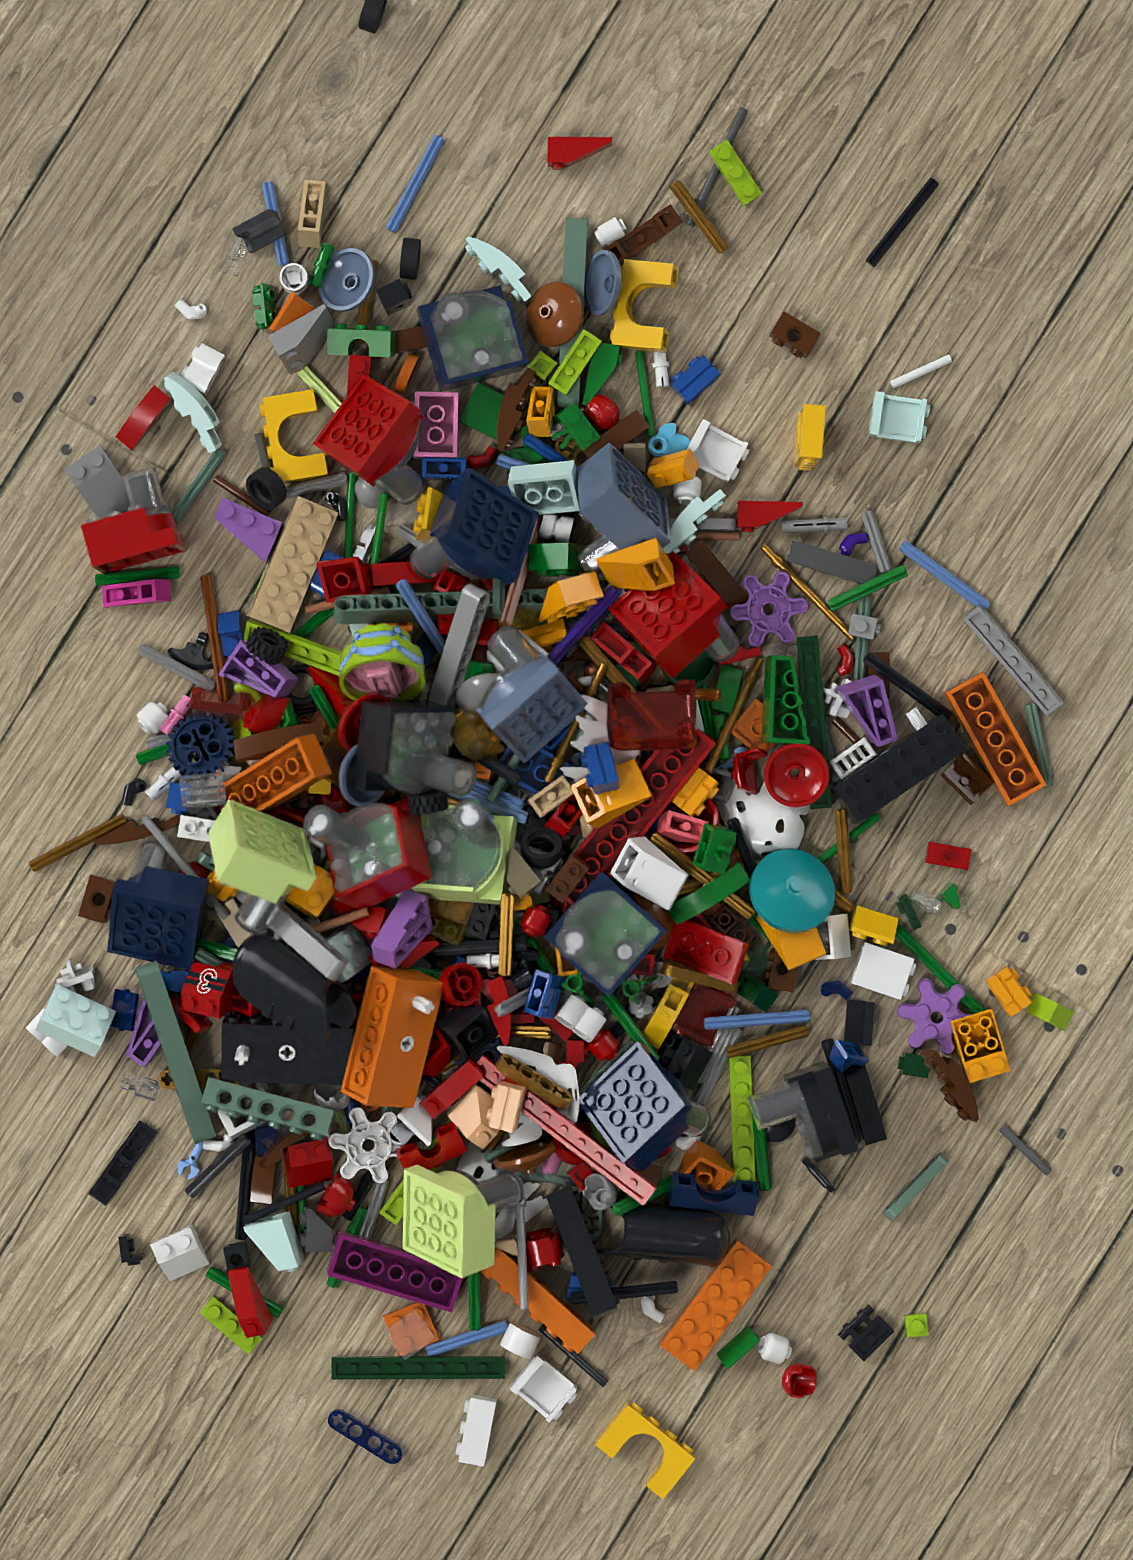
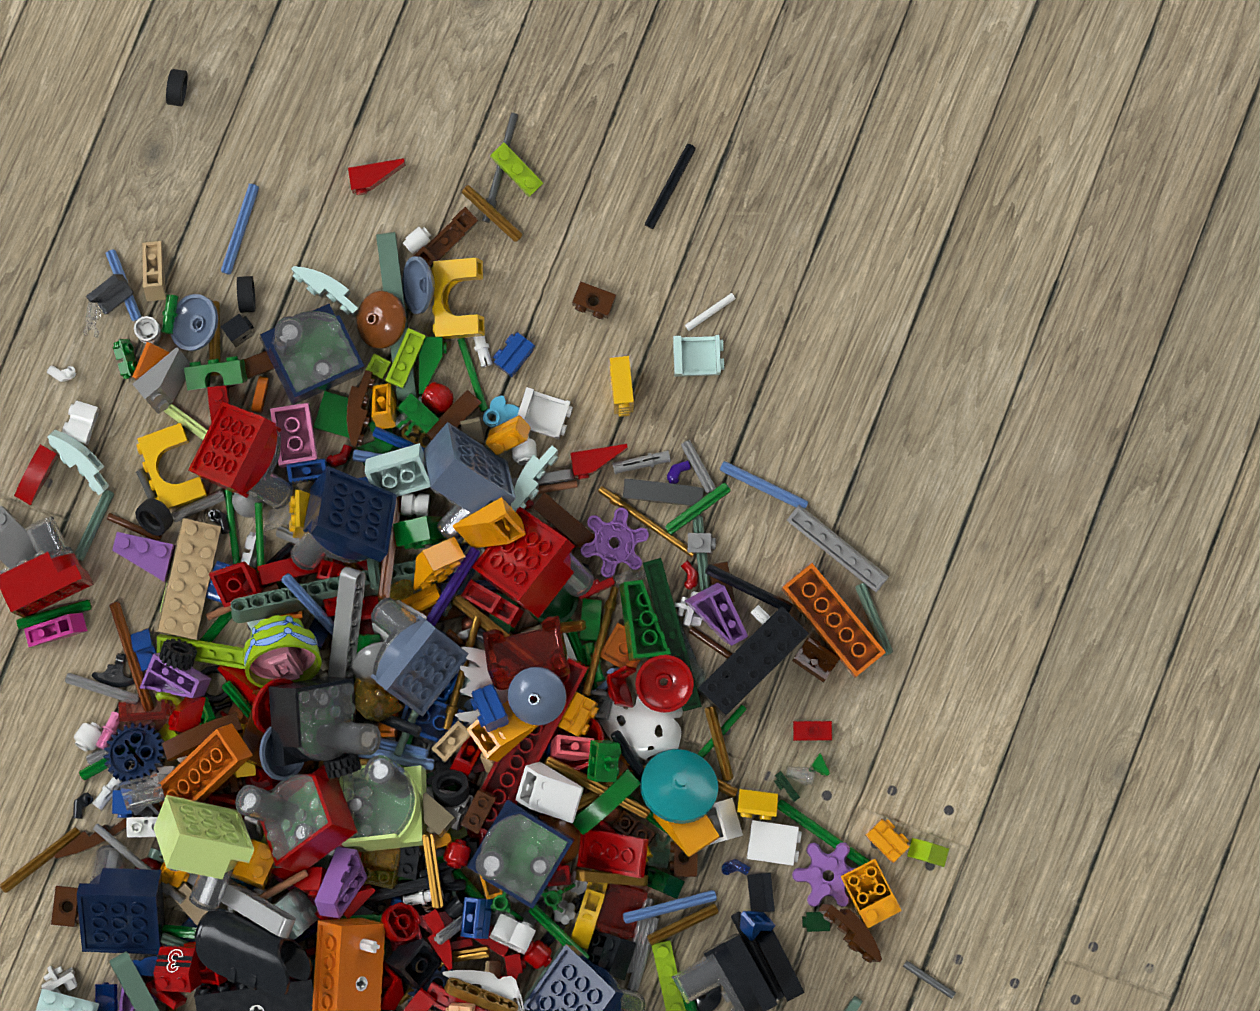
camera: 10 degrees left, 5 degrees down
(665, 754) = (548, 690): none -> sand blue dish
(872, 753) = (724, 647): white slope -> none

